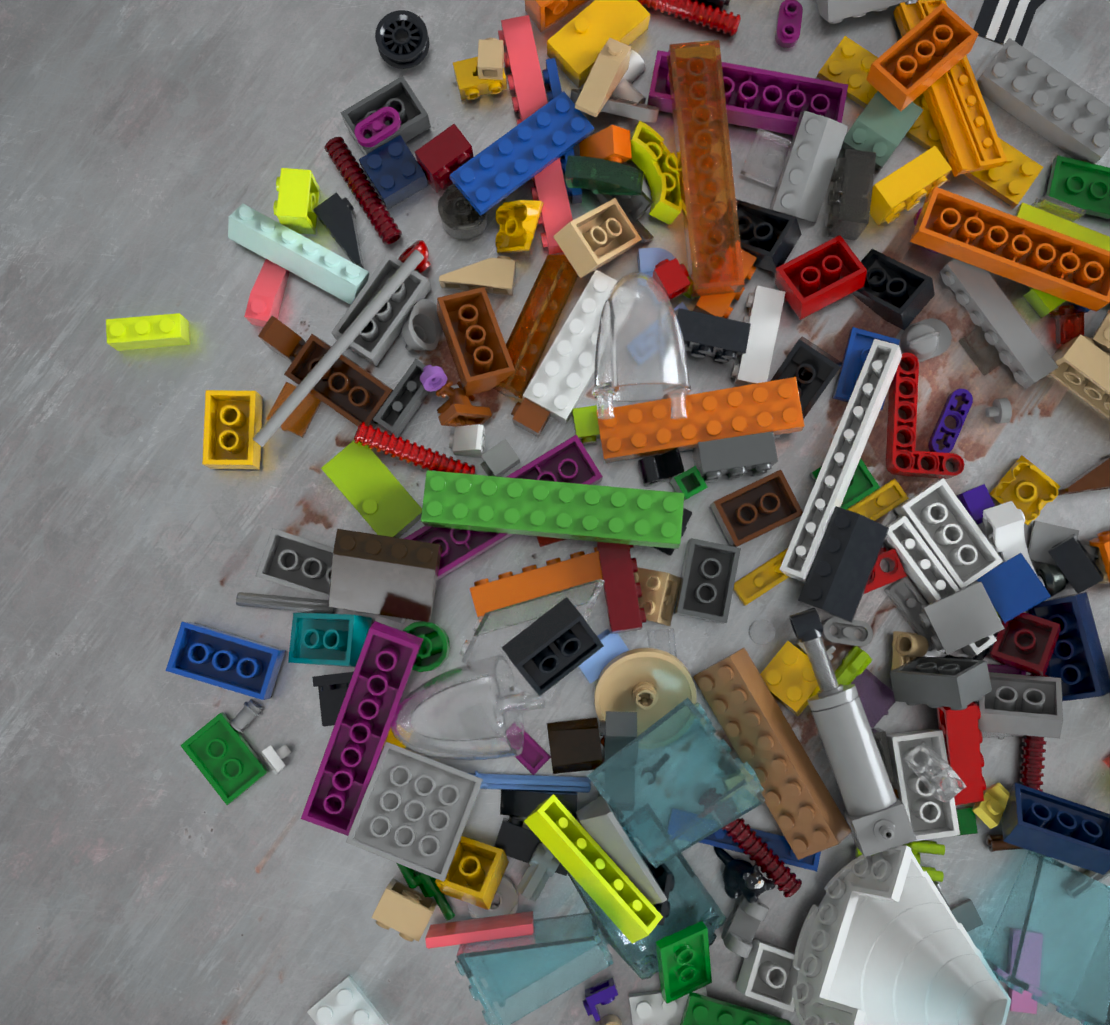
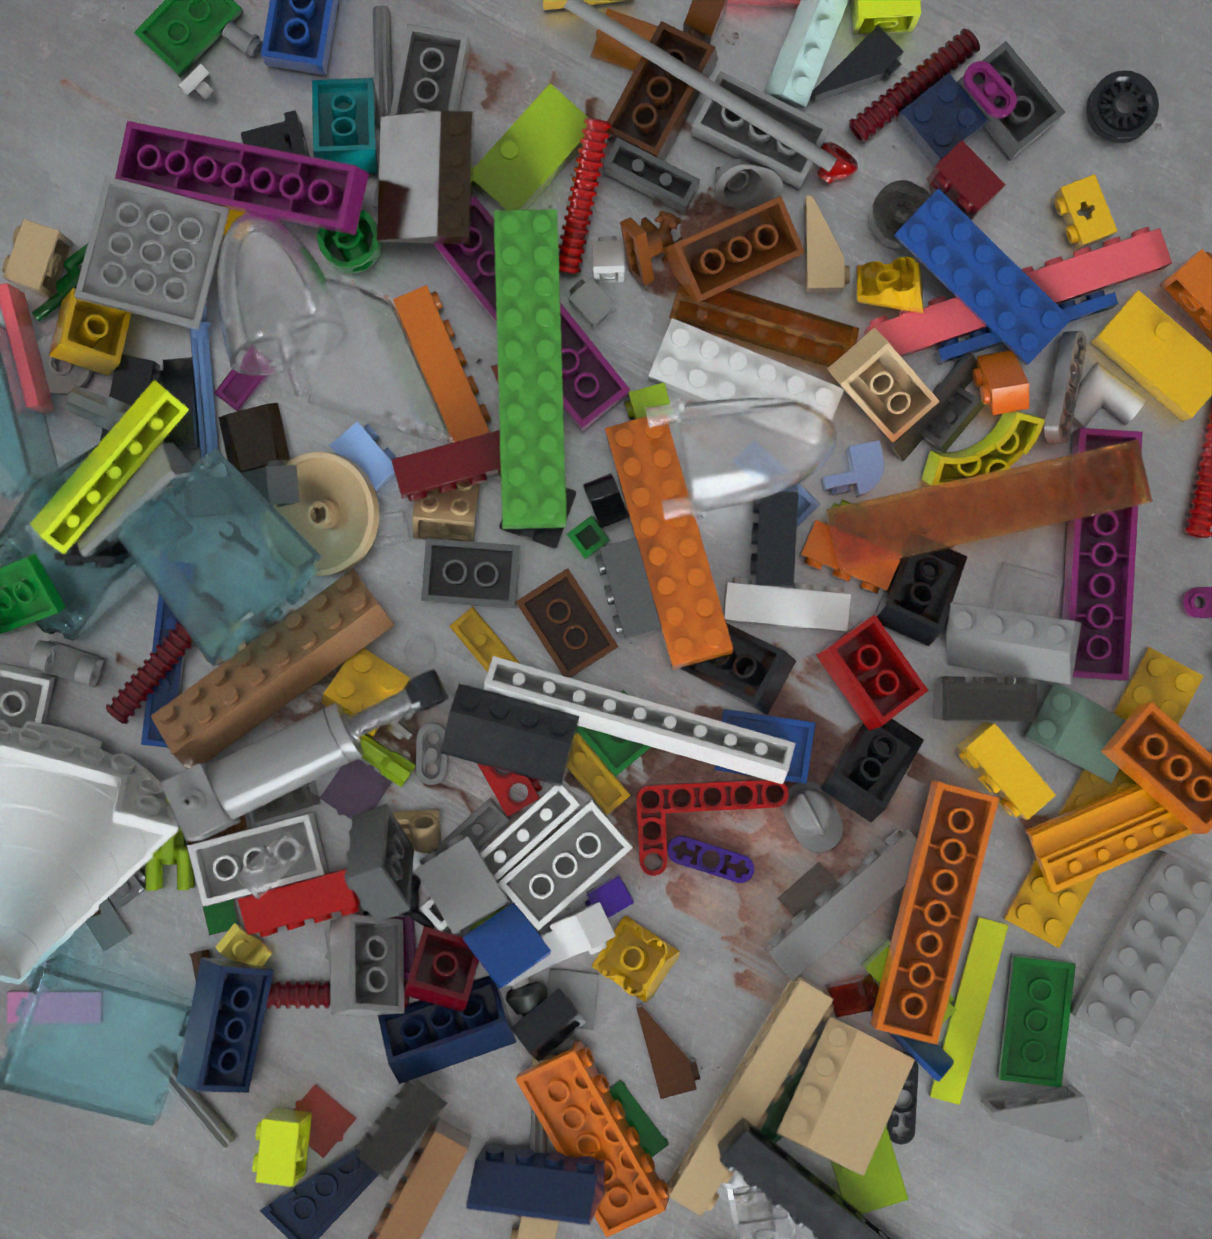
camera: 85 degrees right, 5 degrees up
(433, 378) = (676, 203): medium lavender tile -> none
(490, 59) = (1101, 220): tan brick -> none
(530, 416) = (649, 333): dark orange brick -> none
(552, 646) = (355, 380): black slope -> none
(603, 176) = (964, 382): clear green slope -> none
(604, 77) = (1094, 367): tan slope -> none
(672, 277) = (843, 483): red brick -> none
(742, 878) = (122, 653): black animal -> none
(1000, 411) = (731, 918): light grey tile -> none
(1059, 208) = (1001, 967): clear piece -> none

